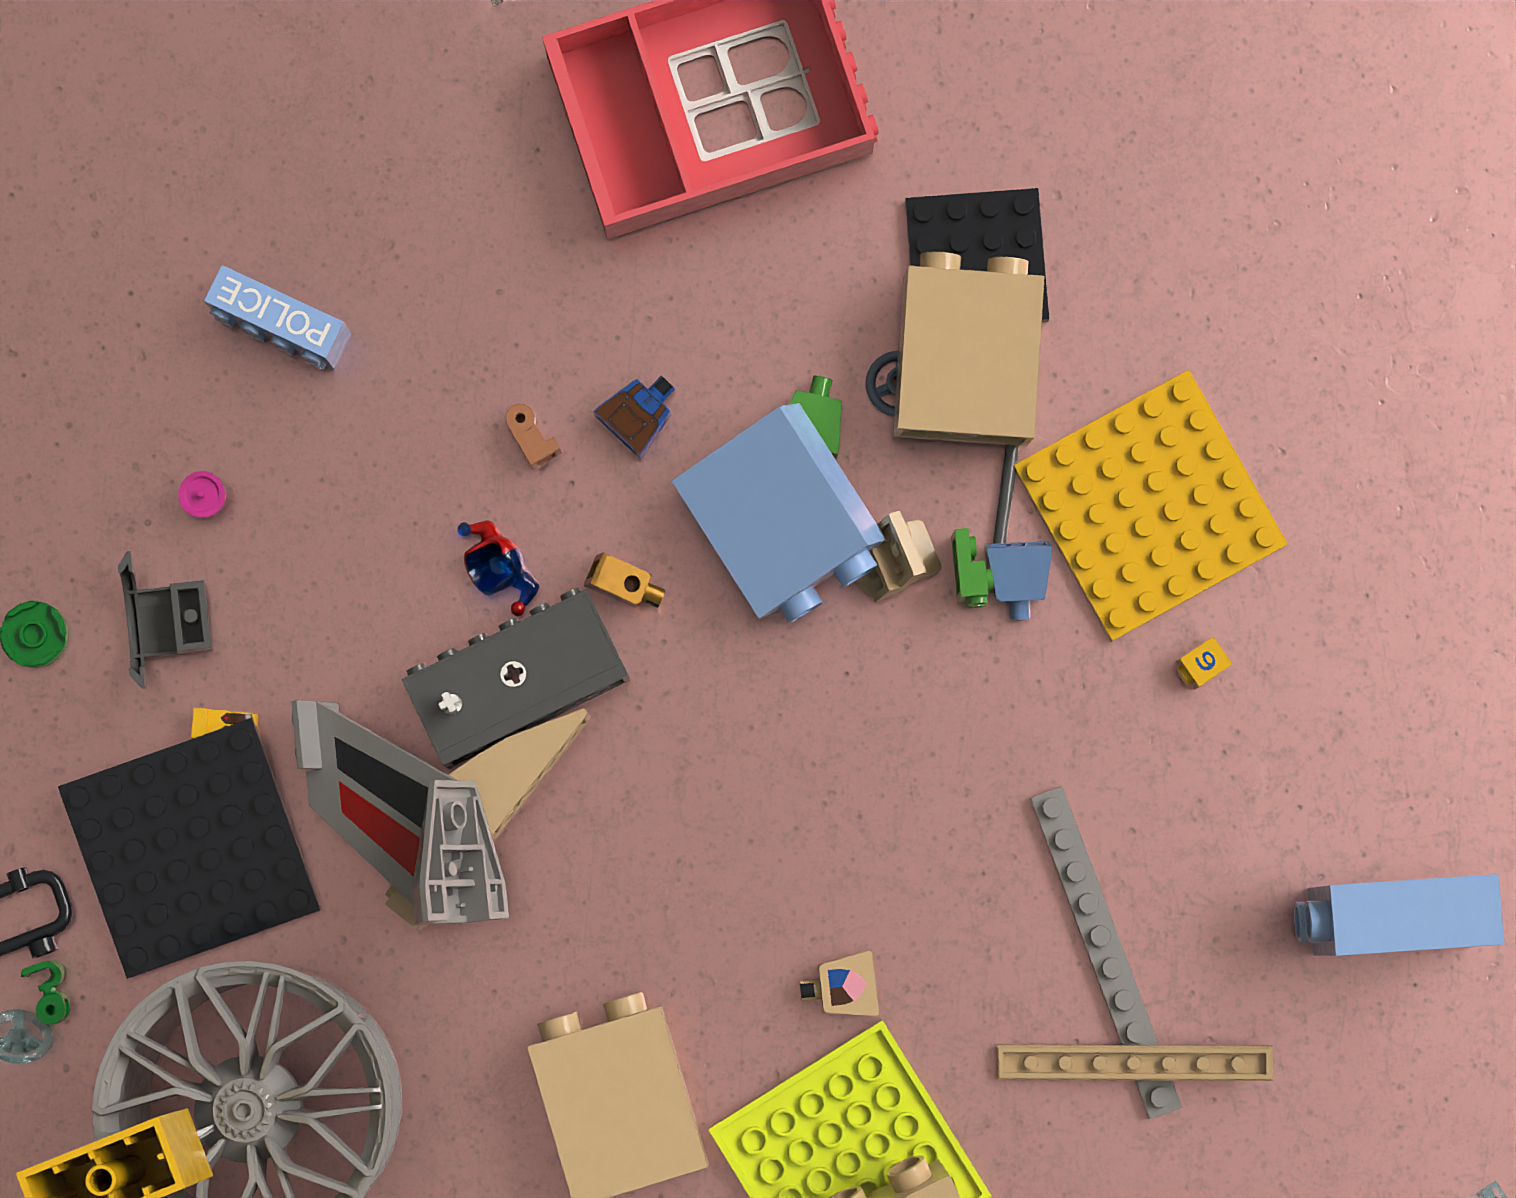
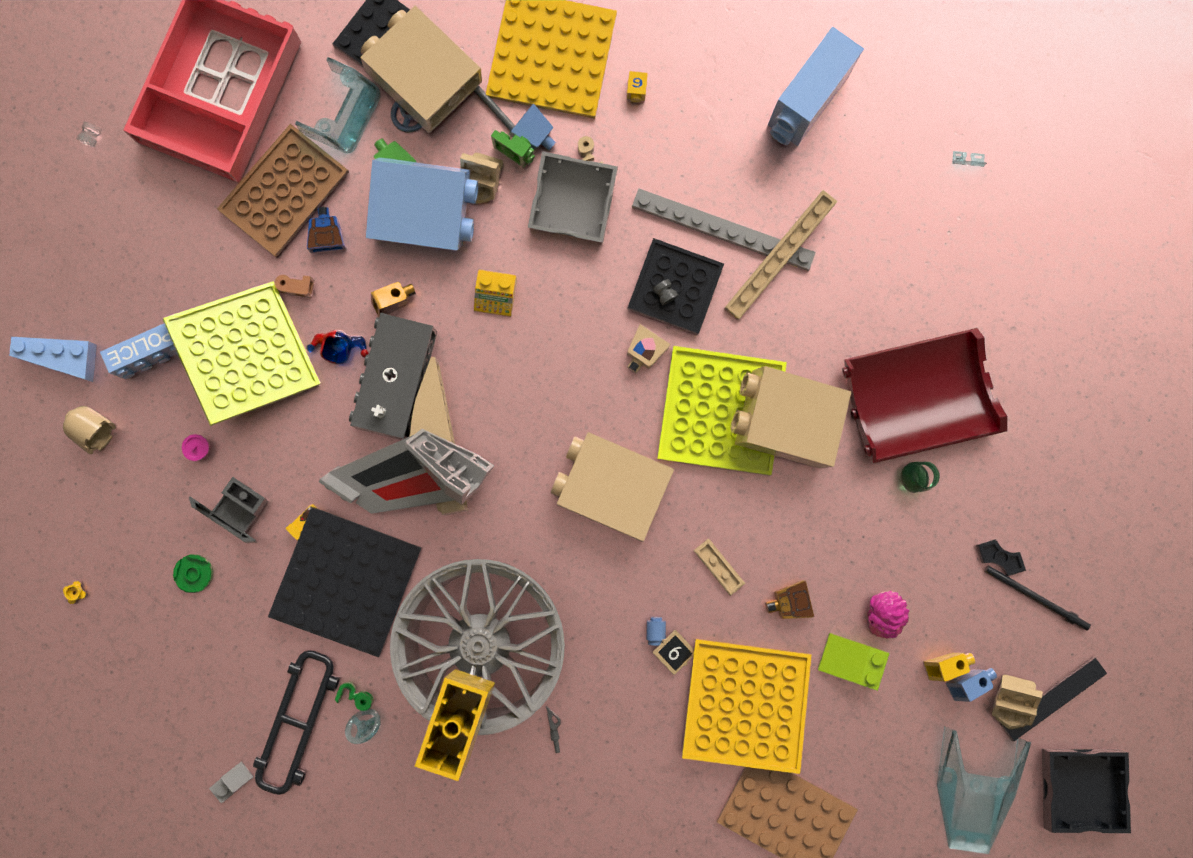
camera: 55 degrees left, 0 degrees up
(108, 331) = (88, 428): none -> tan cylinder
(177, 215) = (64, 356): none -> light blue wedge
(378, 448) = (241, 352): none -> neon yellow plate
(647, 307) = (283, 190): none -> medium nougat plate
(748, 714) = (494, 293): none -> yellow slope
(832, 313) = (353, 115): none -> clear light blue windscreen
(945, 947) = (665, 292): none -> dark grey wheel
(968, 953) = (690, 275): none -> black plate
(969, 709) = (573, 197): none -> light grey tile
(1055, 666) = (586, 148): none -> tan leg

